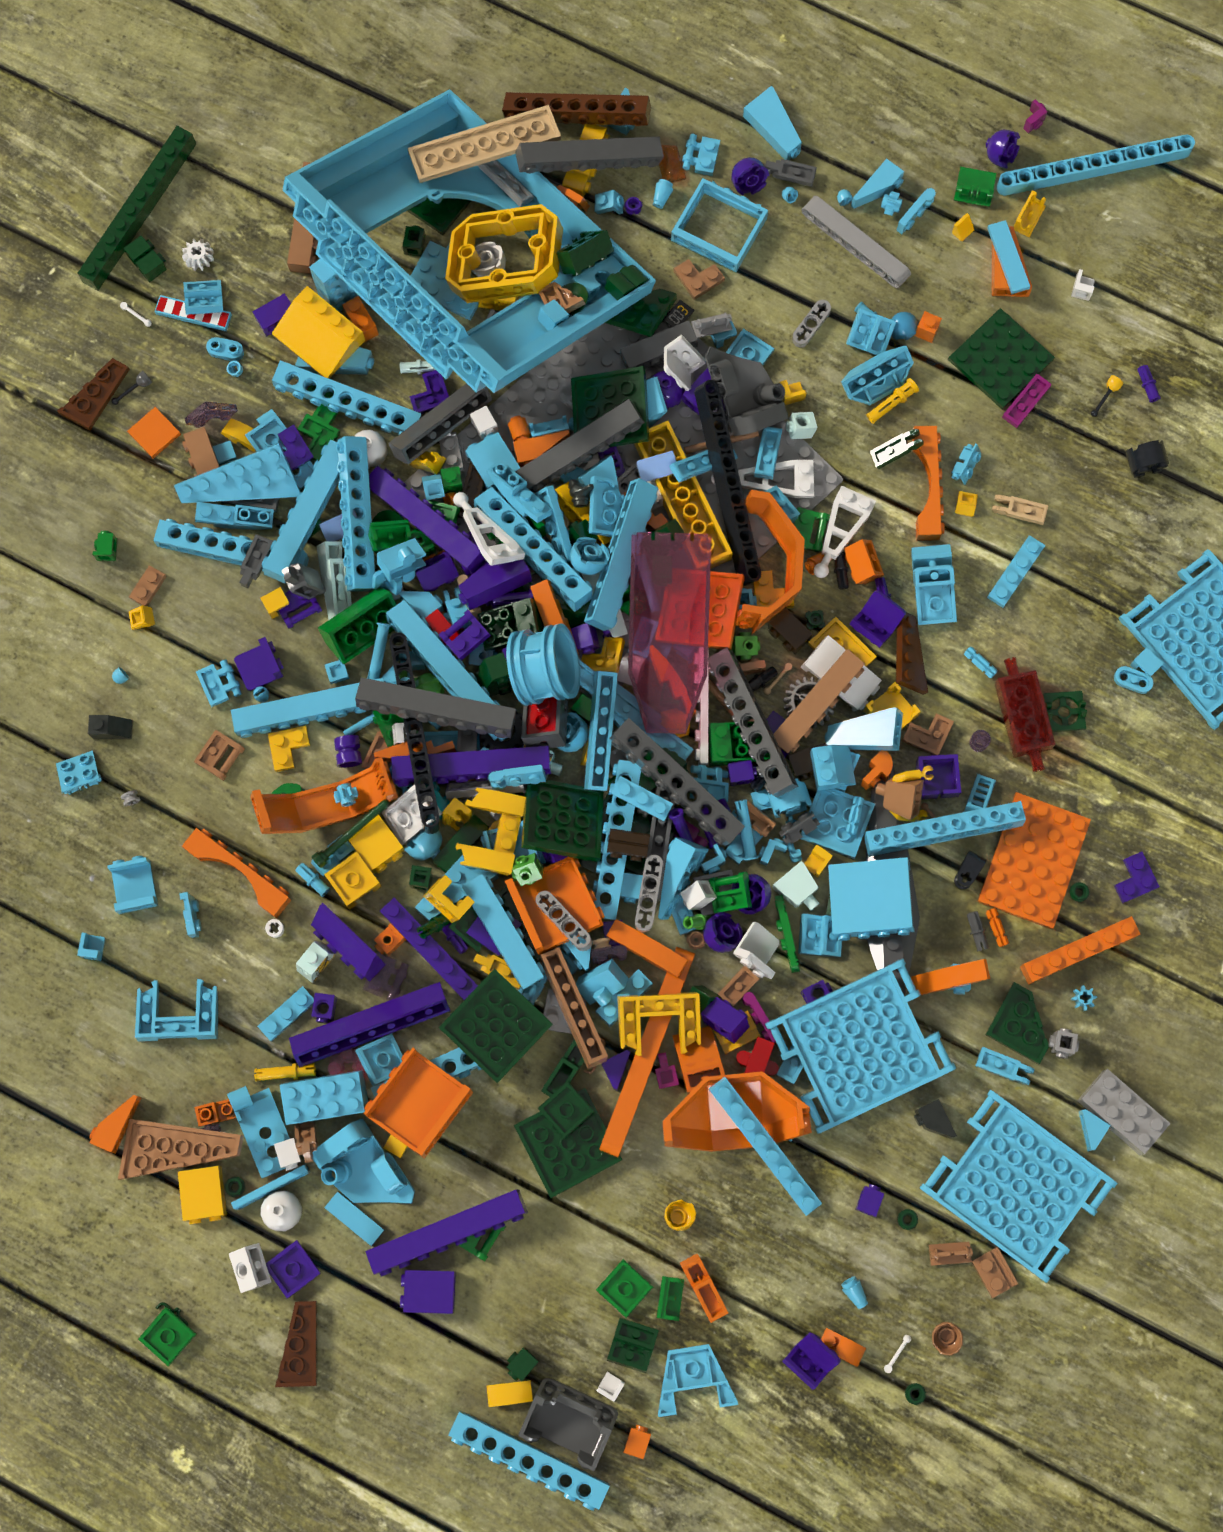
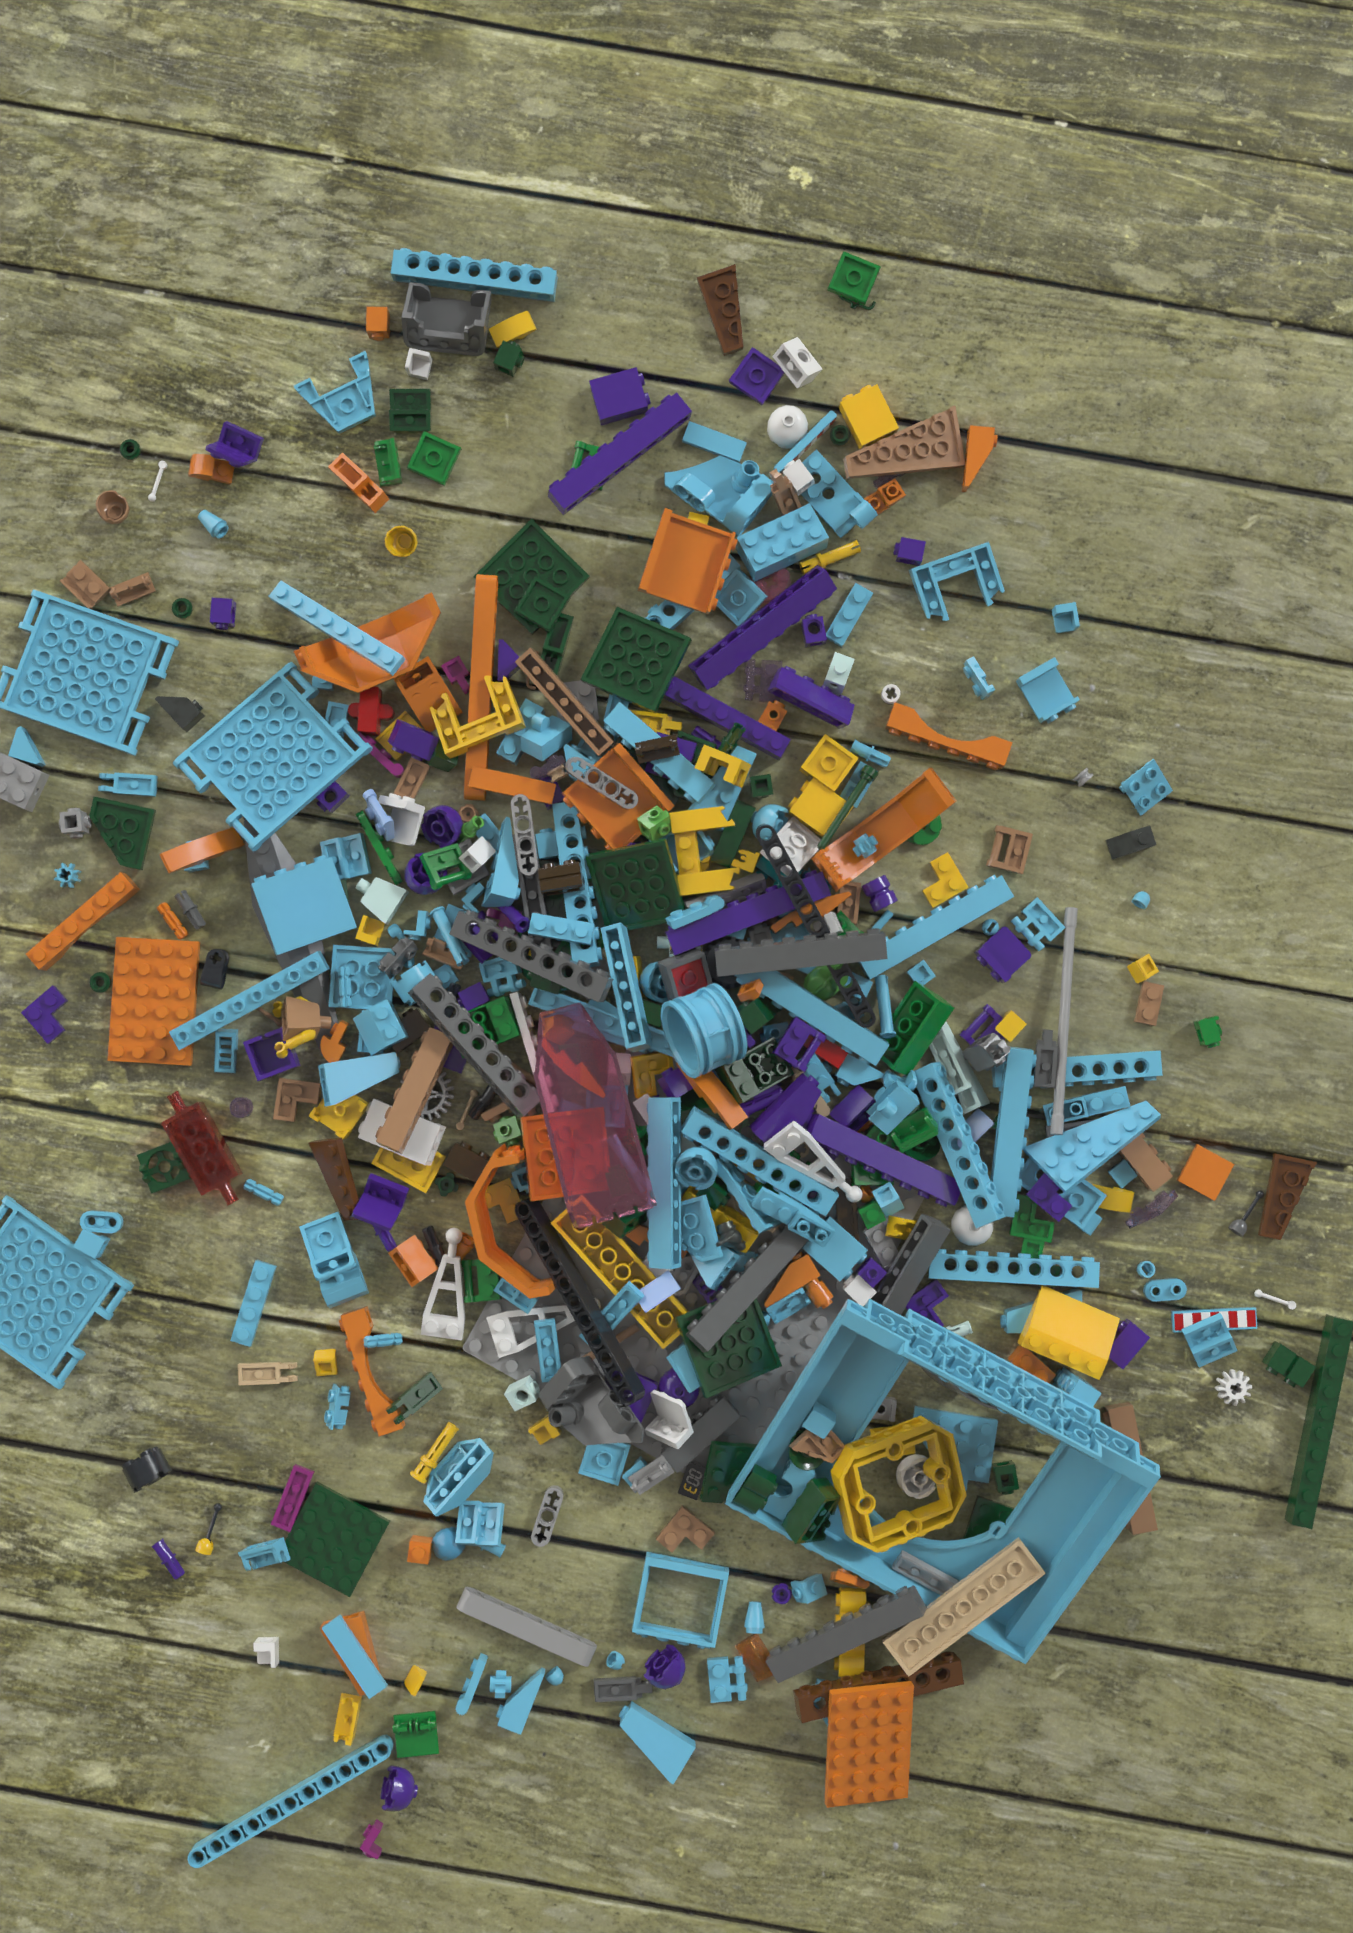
camera: 160 degrees right, 10 degrees up
(190, 673) = (1057, 1117): none -> light grey piece
(210, 1053) = (909, 551): none -> dark purple brick
(468, 433) = (871, 1271): none -> dark purple brick
(491, 691) = (750, 990): none -> orange plate
(502, 932) = (657, 749): none -> dark brown hinge
(599, 68) = (868, 1743): none -> orange plate
(780, 965) = (384, 823): none -> light blue plate
(910, 504) = (383, 1340): none -> medium azure axle
(1063, 362) = (265, 1554): none -> medium azure hinge

